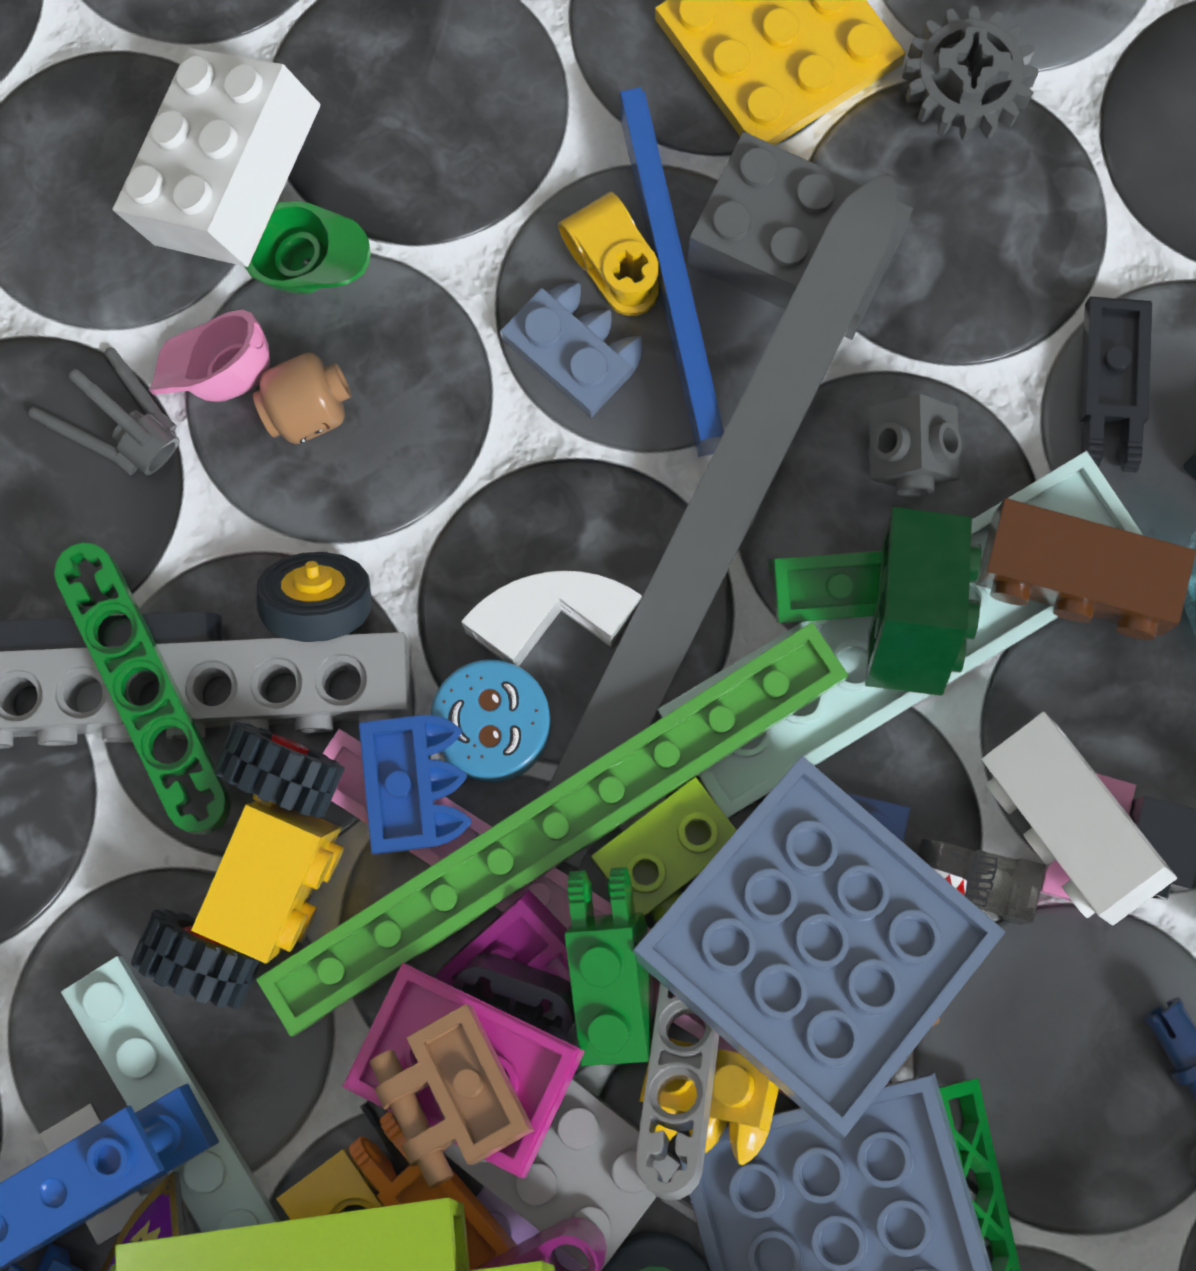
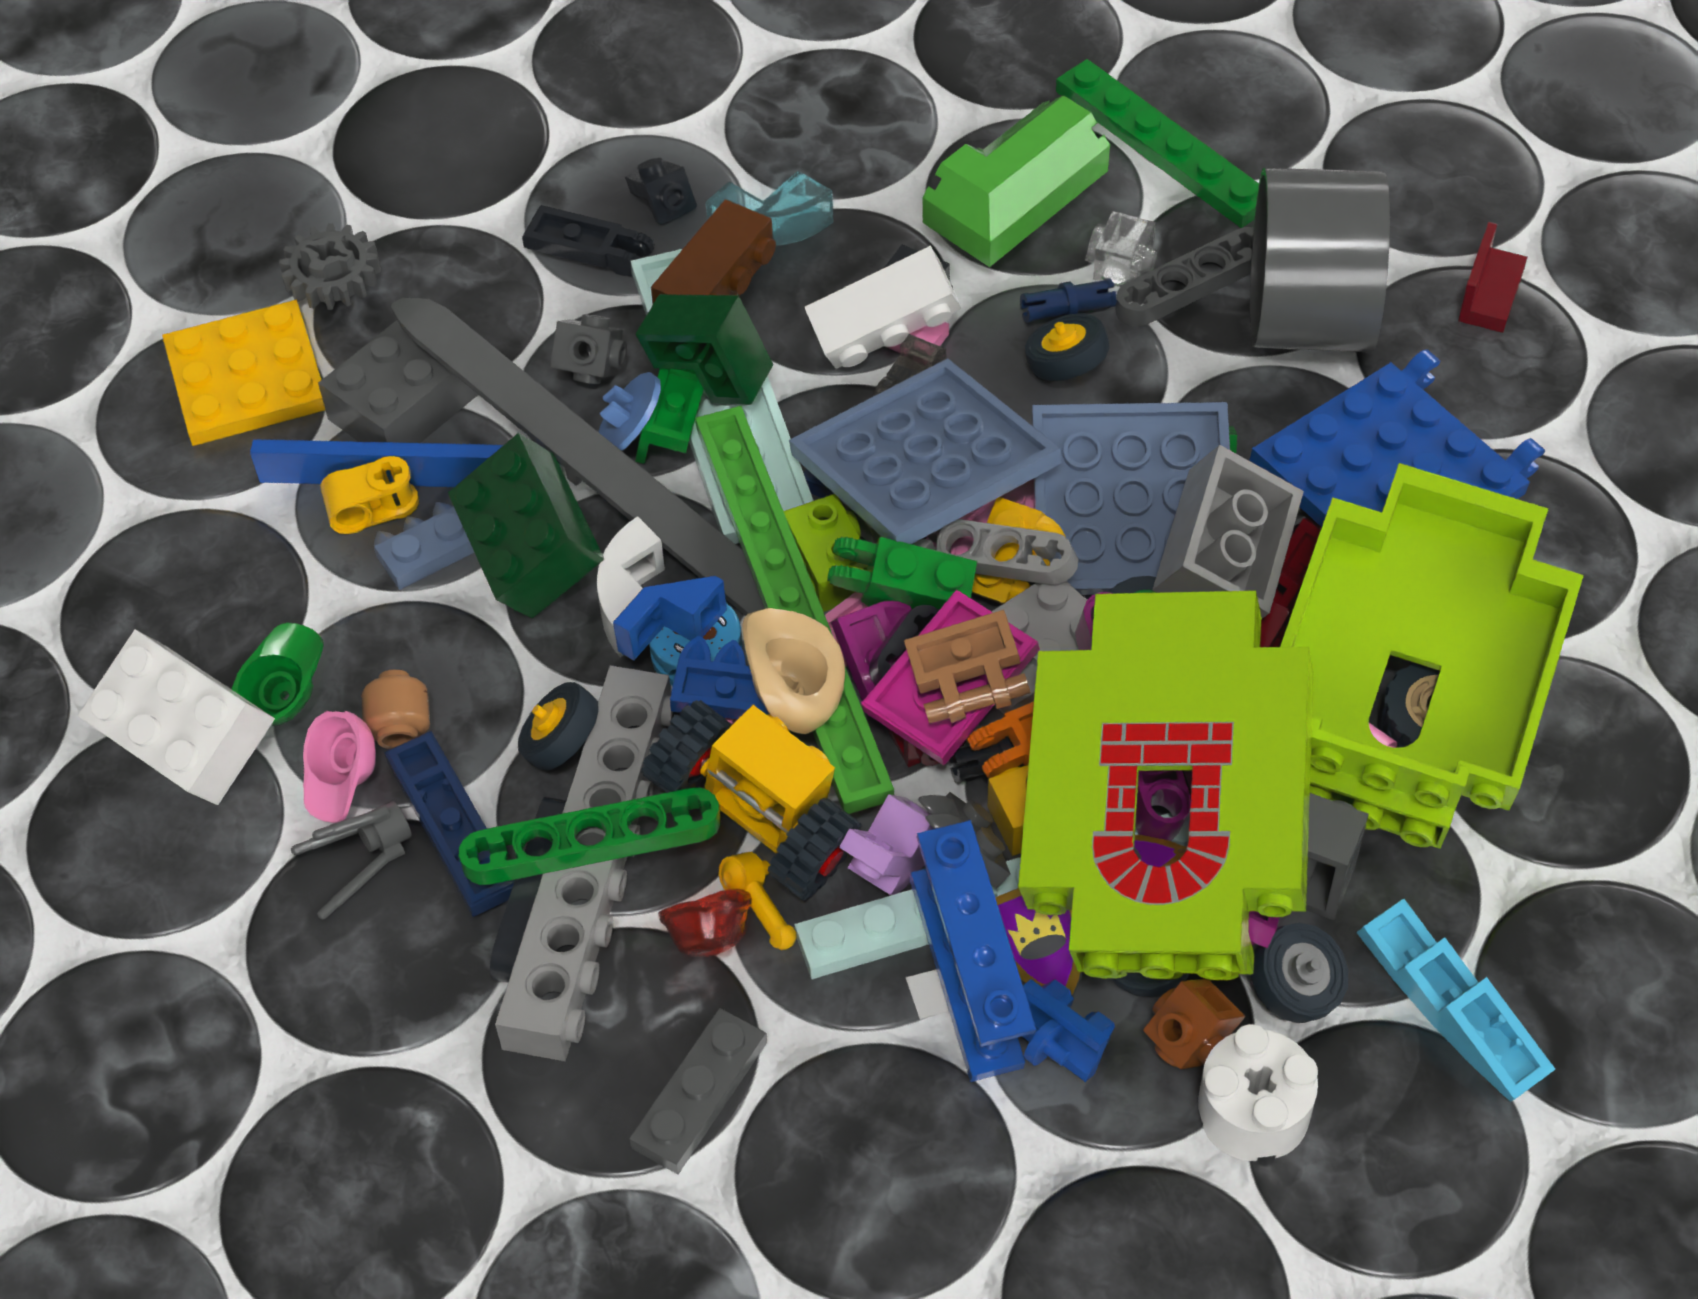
camera: 75 degrees left, 25 degrees down
(91, 853) = (709, 923): none -> clear red helmet
(167, 878) = (748, 873): none -> yellow piece
(185, 502) = (444, 814): none -> dark blue plate
(236, 1050) = (890, 847): none -> lavender brick
(254, 1143) = (952, 810): none -> dark grey plate
(410, 866) = (794, 667): none -> tan hat
(493, 703) = (682, 606): none -> blue slope
(590, 461) = (525, 526): none -> dark green brick
(814, 531) = (629, 409): none -> medium blue piece
(1101, 1086) = (1067, 347): none -> black wheel

